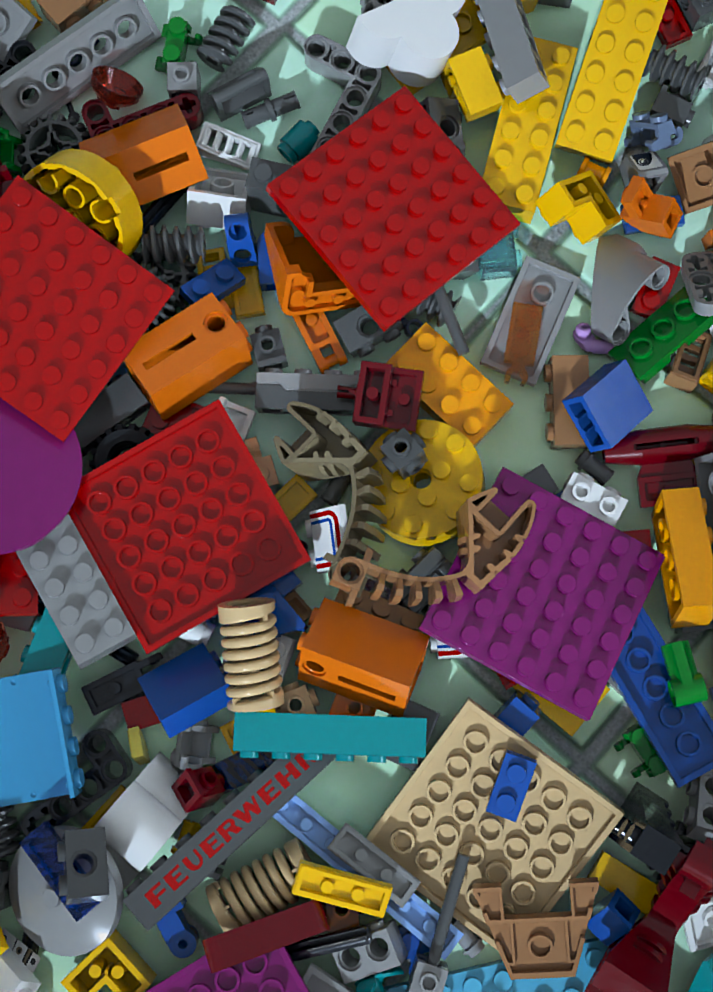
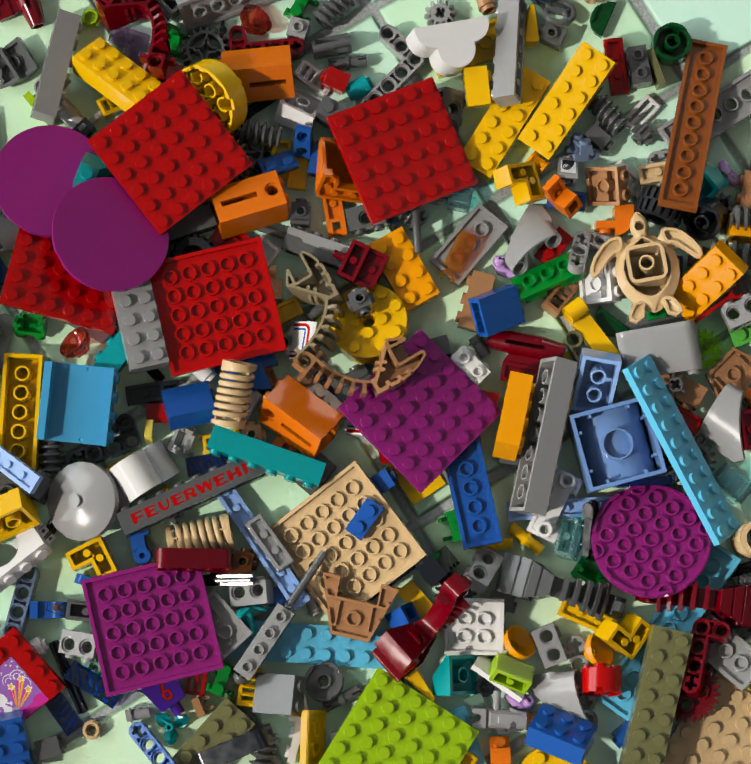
camera: 20 degrees right, 0 degrees up
(42, 850) = (86, 486): clear blue tile -> none
(87, 845) = (108, 476): dark grey brick -> none
(206, 785) = (183, 463): dark red brick -> none
(259, 138) = (334, 80): none -> red brick
(341, 888) = (246, 548): yellow tile -> none
(684, 682) = (487, 483): green piece -> none

